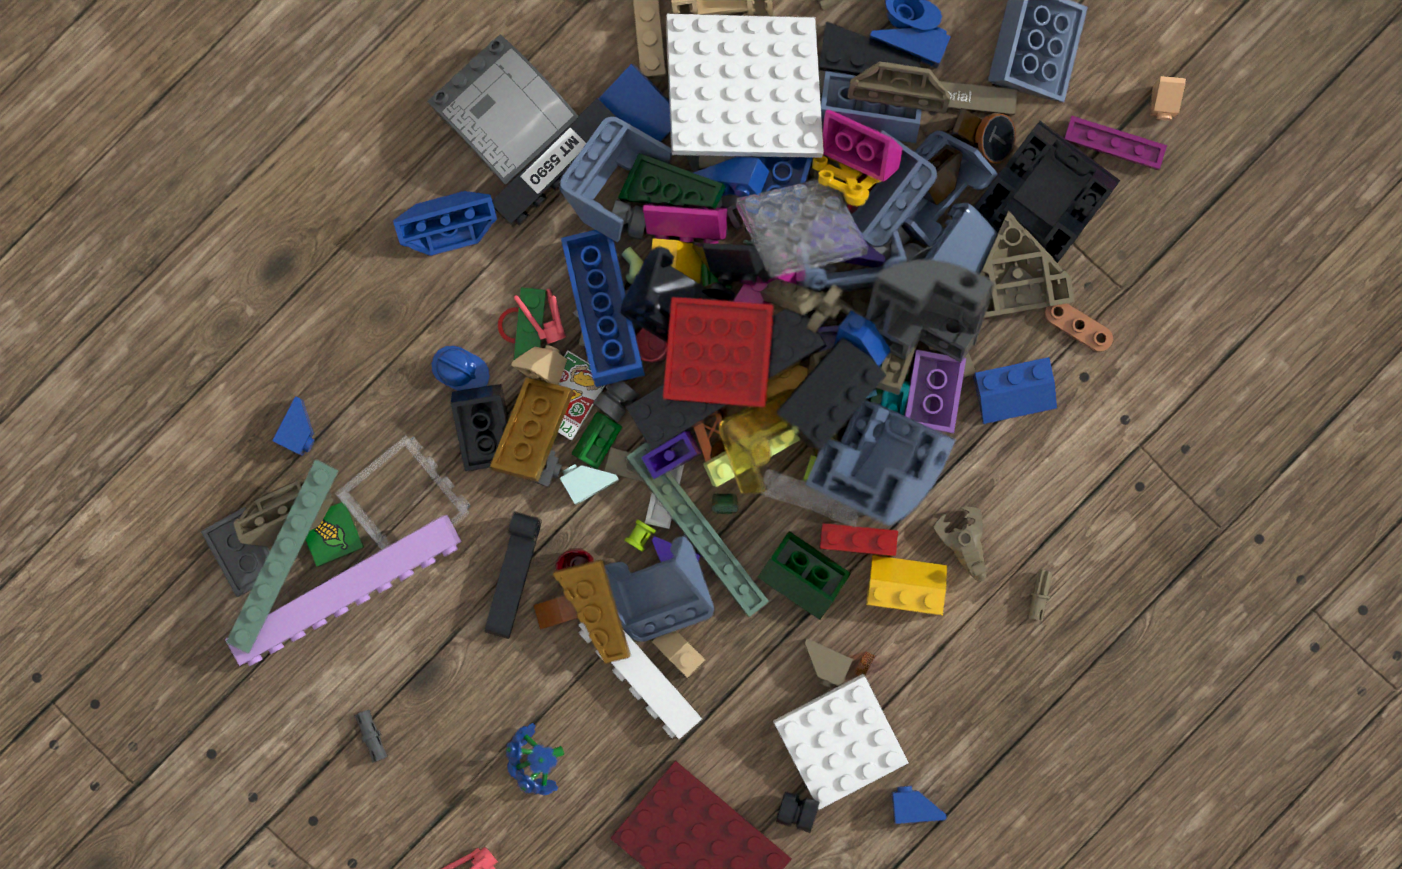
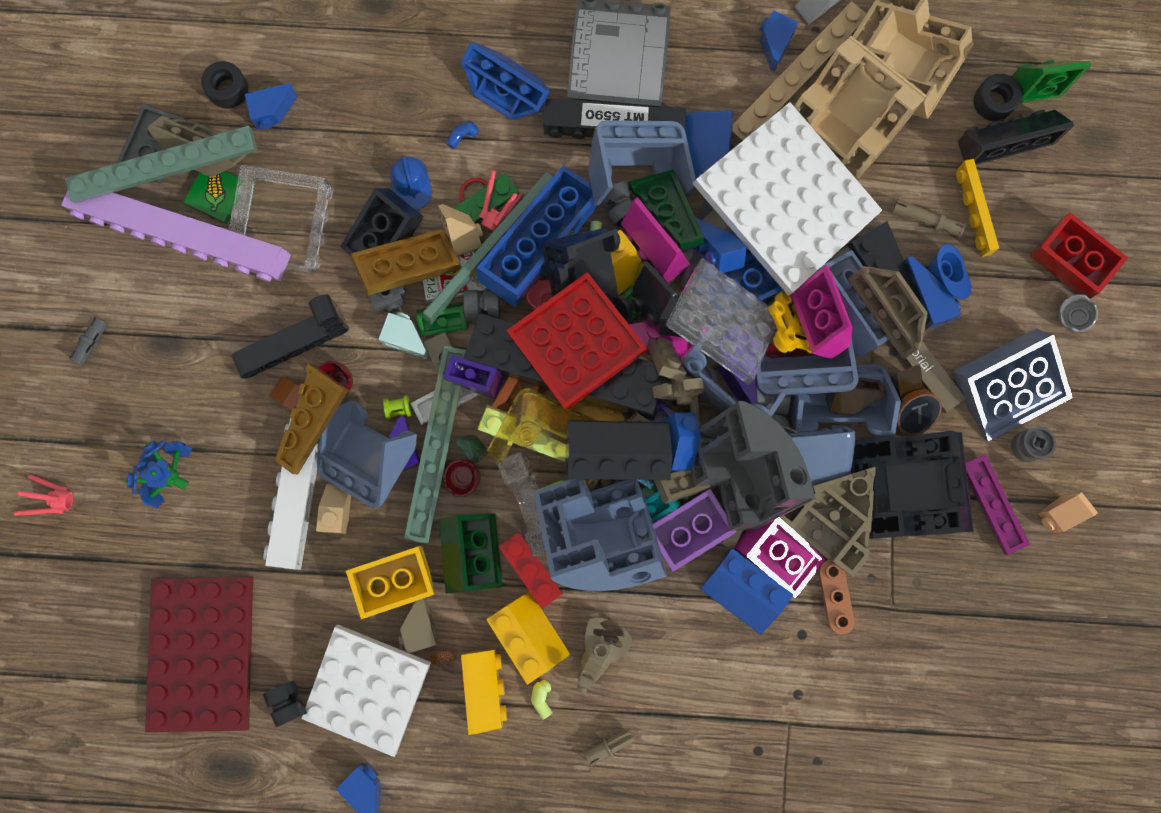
camera: 50 degrees right, 5 degrees down
(244, 466) = (215, 75): none -> black tyre
(452, 293) = (459, 131): none -> blue arm
(574, 352) = (470, 268): none -> sand green tile
(740, 532) = (462, 477): none -> dark red hair
(775, 653) = (391, 582): none -> yellow slope
(918, 651) = (483, 691): none -> yellow slope
(958, 616) = (539, 696): none -> yellowish green arm
(1011, 340) = (781, 554): none -> dark pink slope
(1096, 72) = (1033, 444): none -> dark grey wheel

